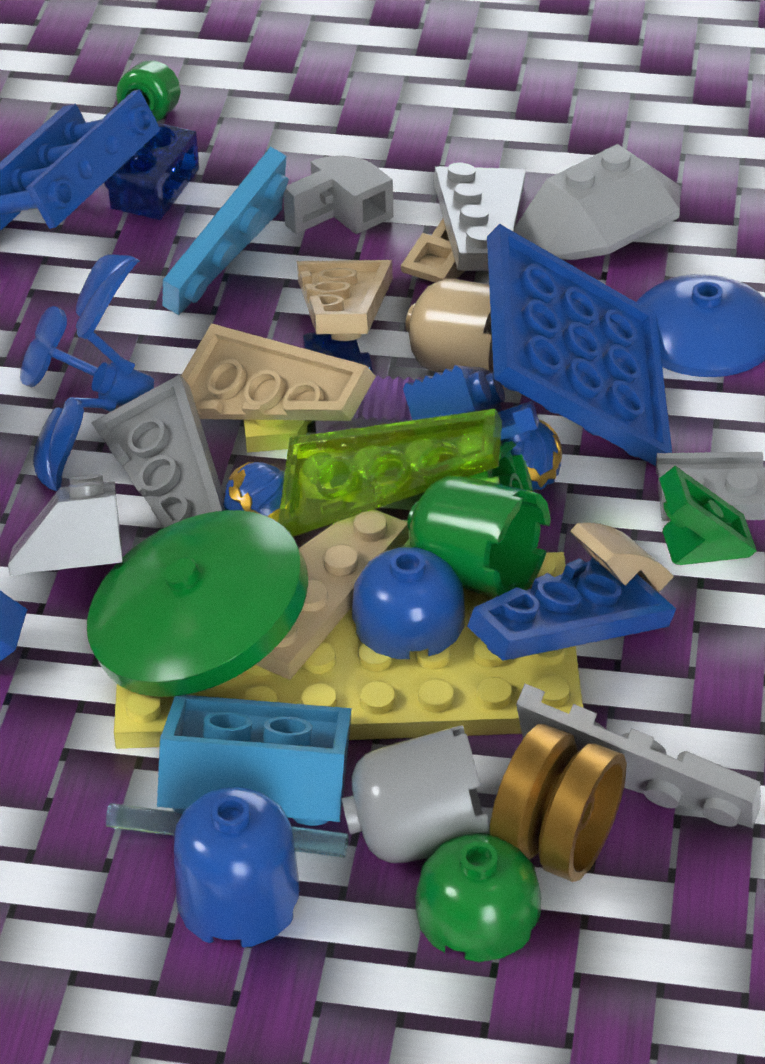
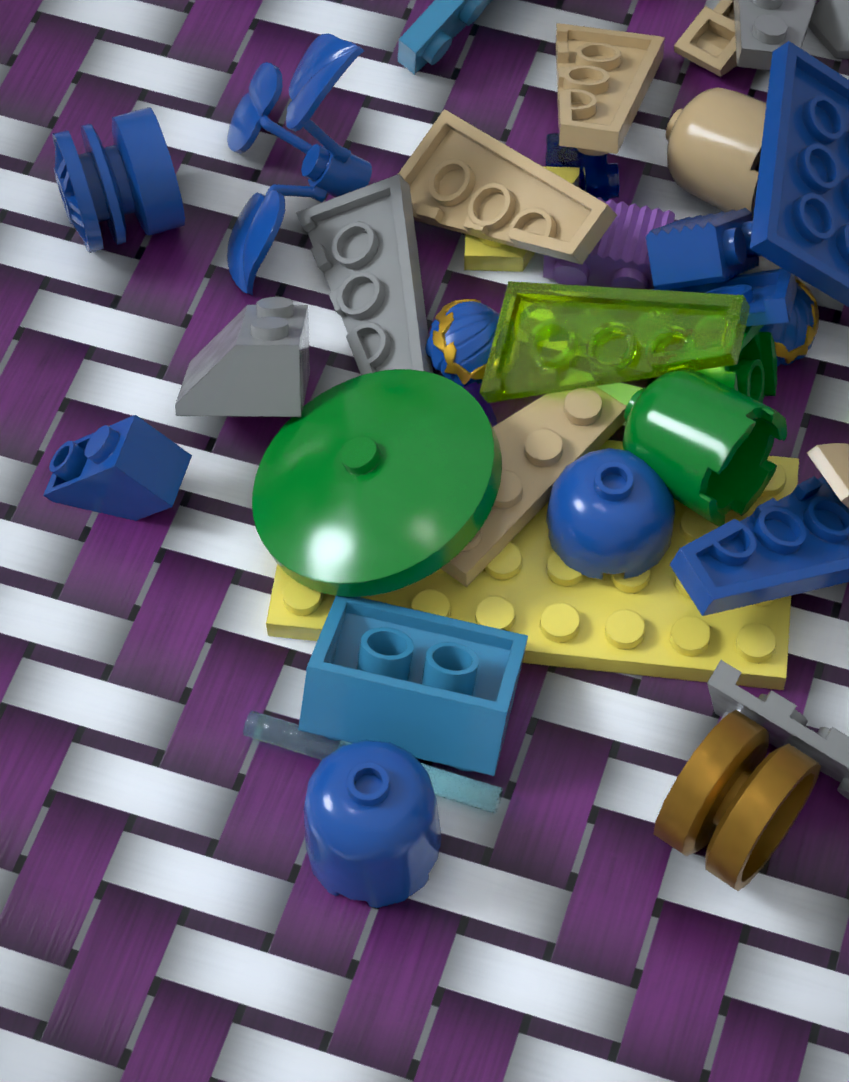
camera: 10 degrees right, 15 degrees up
(416, 796) = (583, 767): light grey cylinder -> none
(478, 897) = (631, 894): green cylinder -> none

